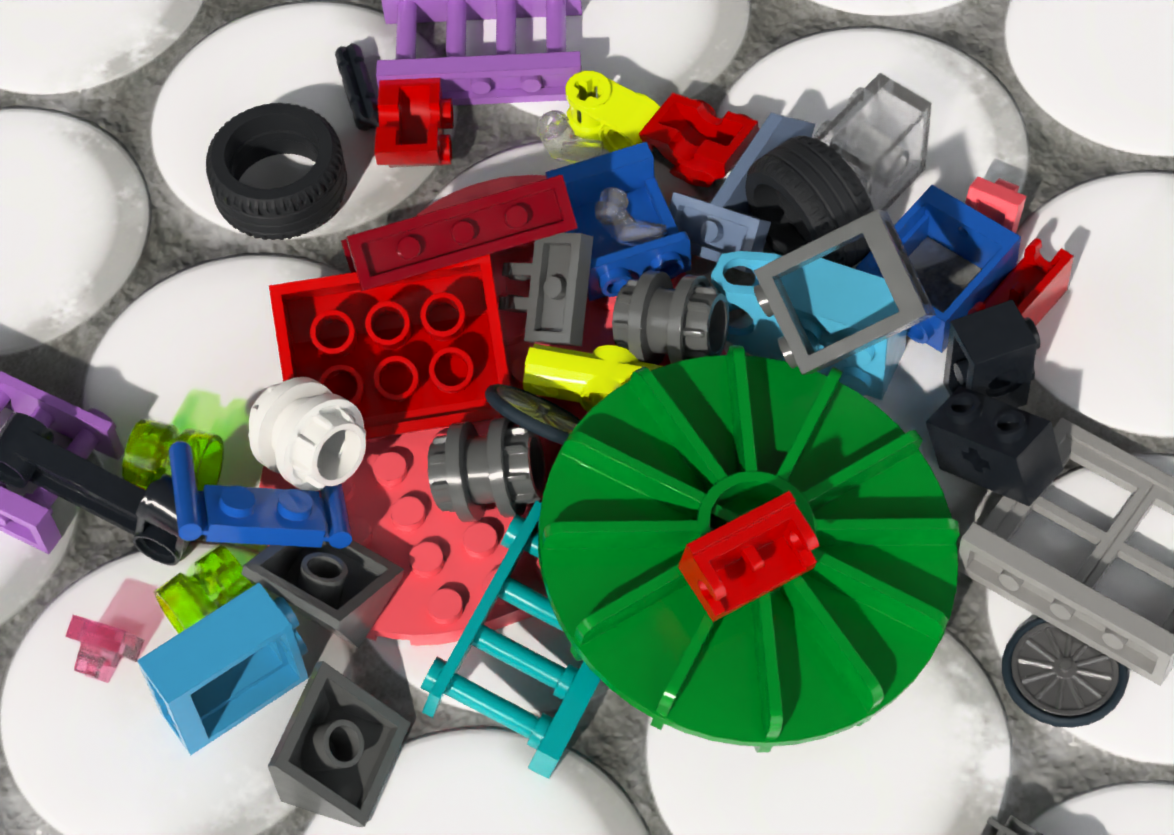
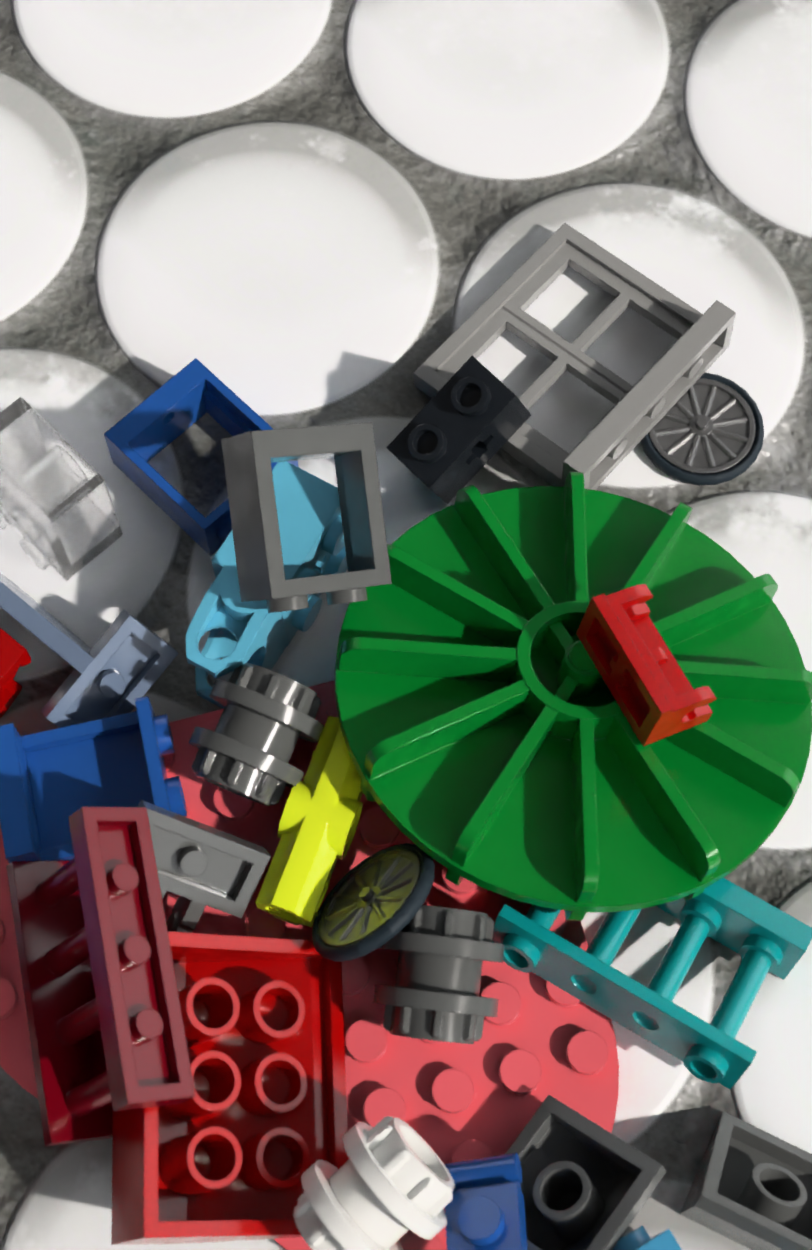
camera: 90 degrees left, 10 degrees up
(620, 224) = (96, 777): clear arm -> none
(806, 195) = (117, 553): black tyre -> none
(992, 354) = (356, 391): black brick -> none
(997, 201) = (131, 380): coral tile -> none
(1033, 283) = (260, 376): red hinge -> none

